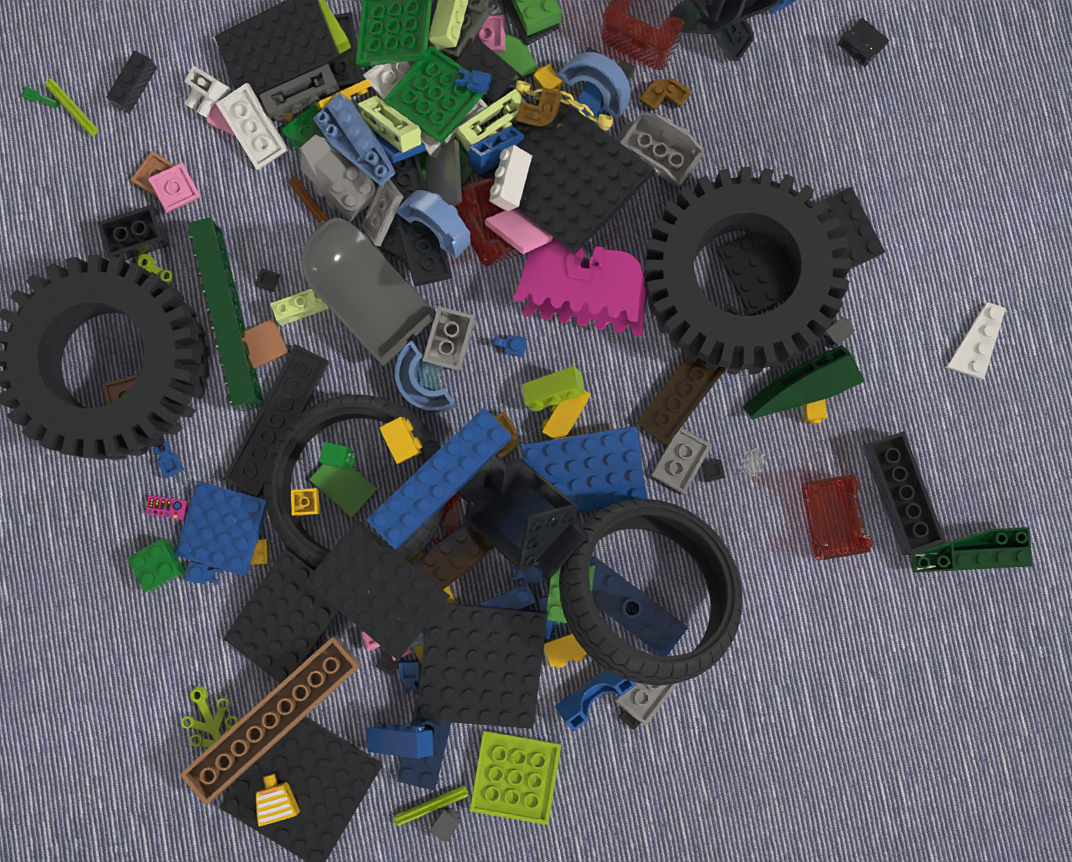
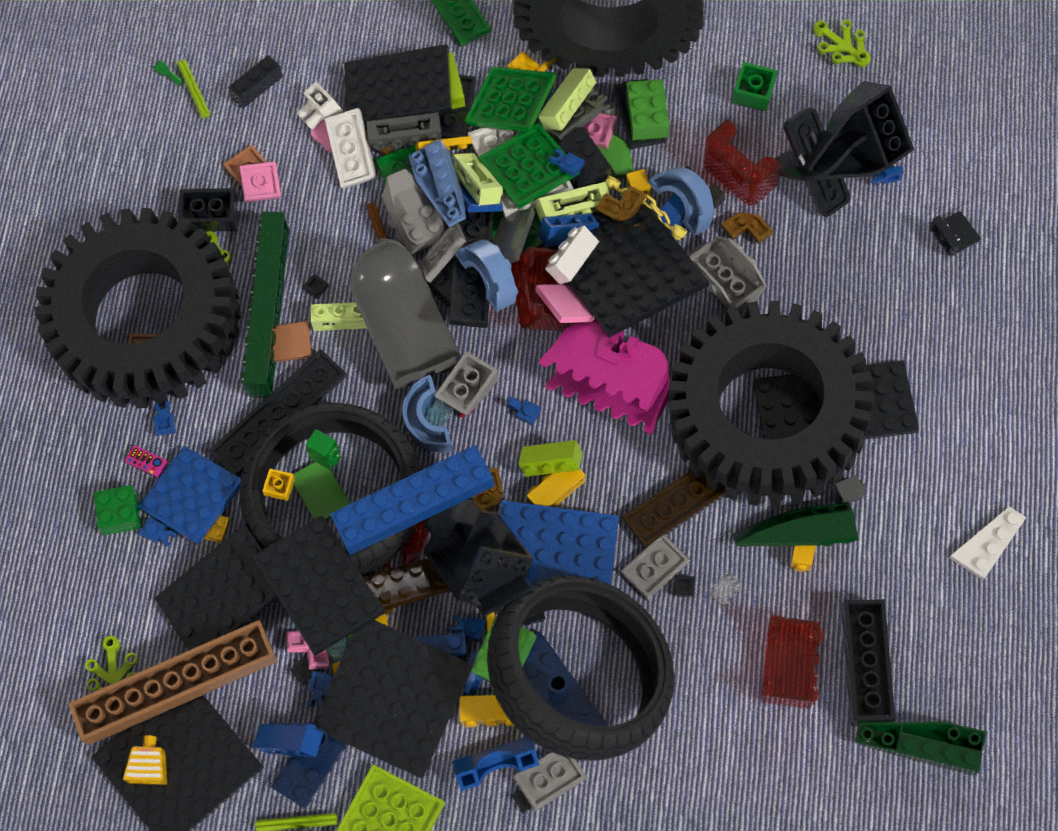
camera: 20 degrees right, 15 degrees down
(401, 440) = (388, 454): yellow brick -> none

